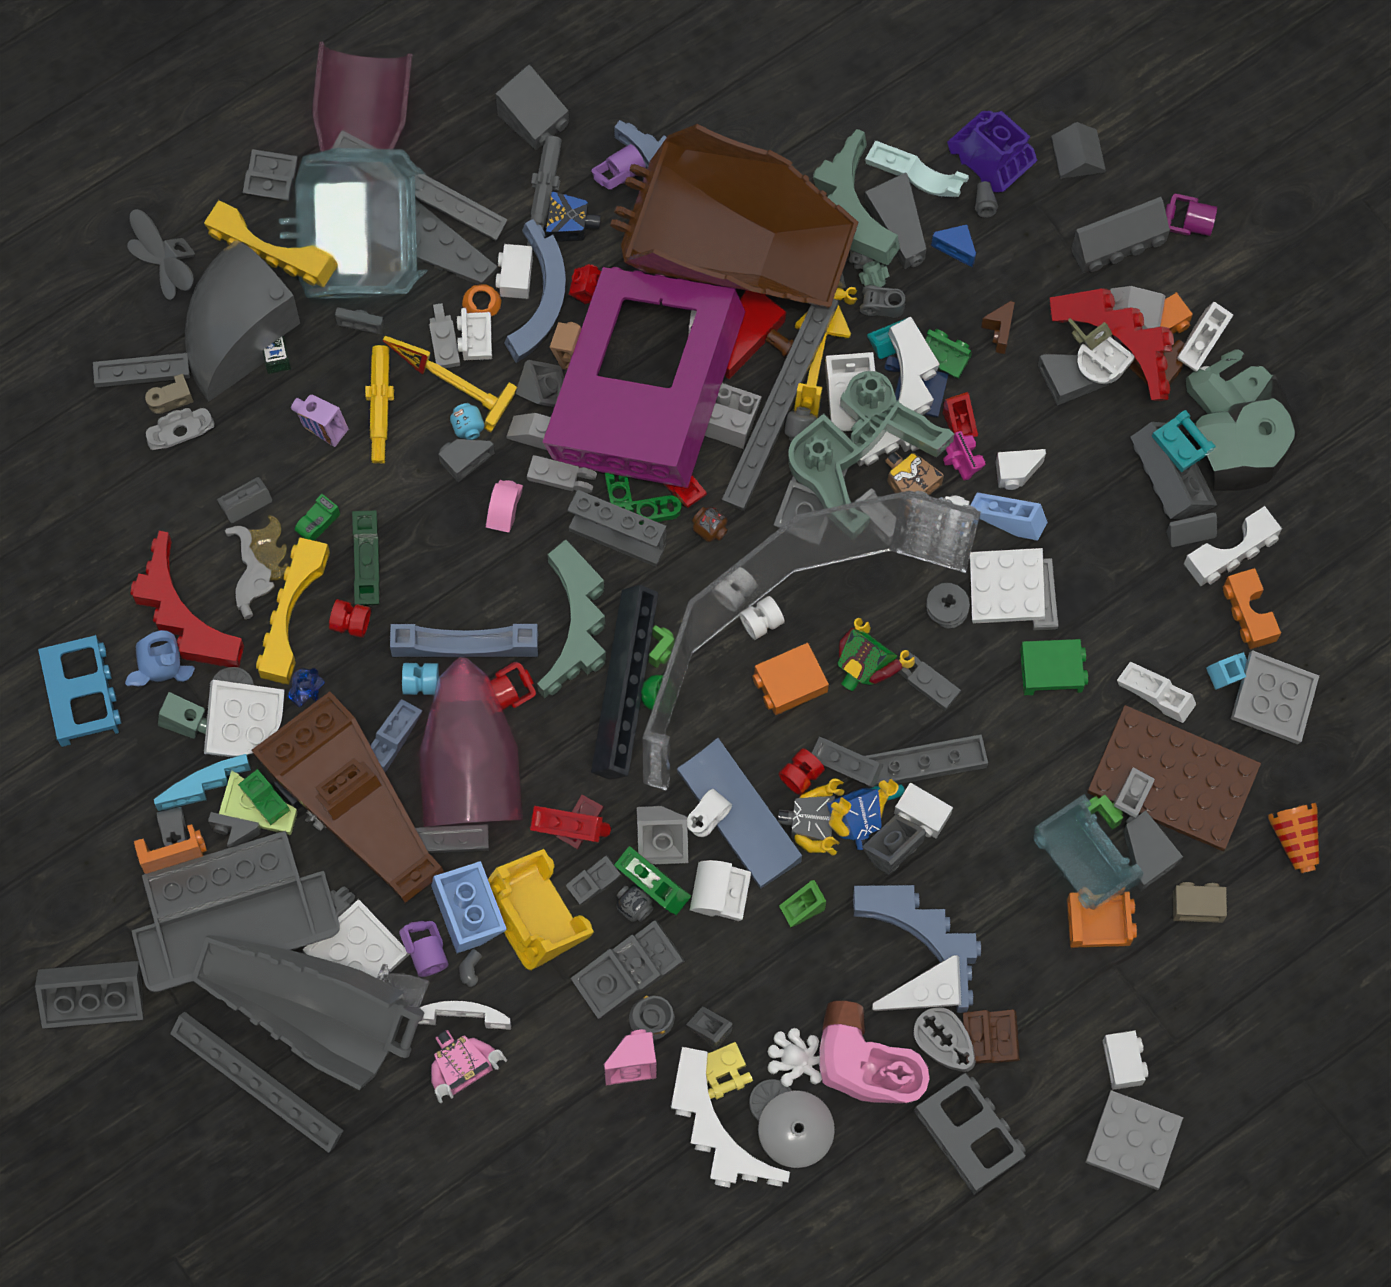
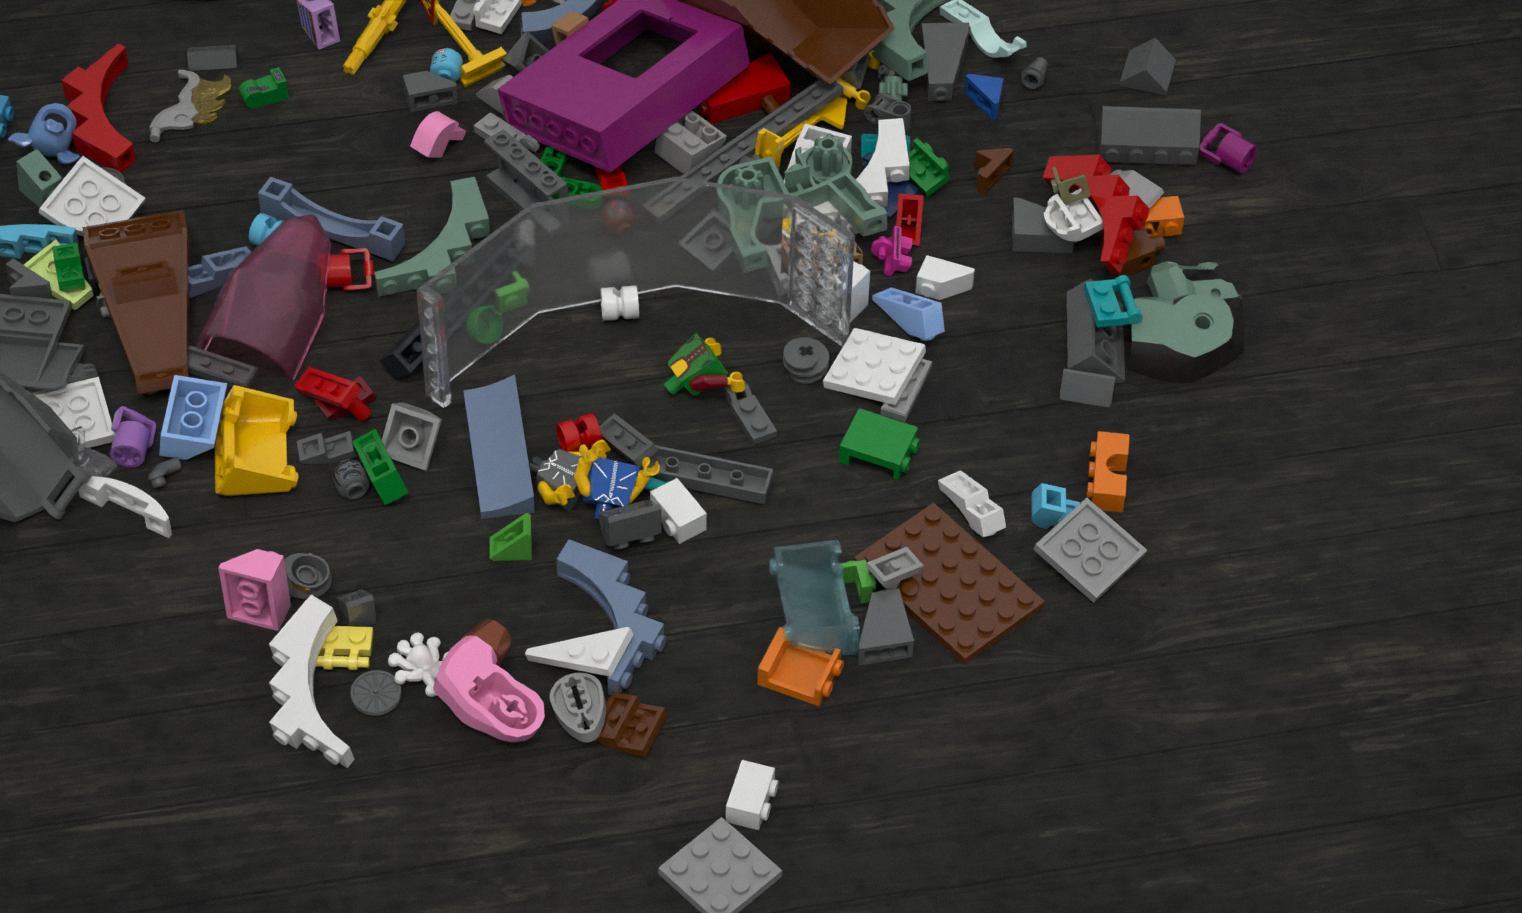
camera: 25 degrees right, 20 degrees down
(305, 685) = (166, 199): clear blue piece -> none
(307, 565) = (230, 118): yellow arch -> none
(349, 618) = (240, 167): red wheel -> none
(366, 558) = (290, 131): dark green slope -> none
(461, 1063) = (99, 540): bright pink torso -> none
(627, 969) = (311, 528): dark grey slope -> none
(710, 812) = (467, 429): white piece -> none
(720, 890) = (440, 498): white brick -> none
(778, 1133) = (387, 737): light grey dish -> none
(790, 679) = (616, 361): orange brick -> none
(957, 1141) = (535, 790): dark grey window -> none
(994, 149) = (1066, 37): dark purple slope -> none
(1199, 903) = (910, 692): dark tan brick -> none
(1204, 336) = (1187, 238): white slope -> none
(1209, 562) = (1152, 414): white arch -> none
(1298, 835) = (1047, 667): orange cone -> none

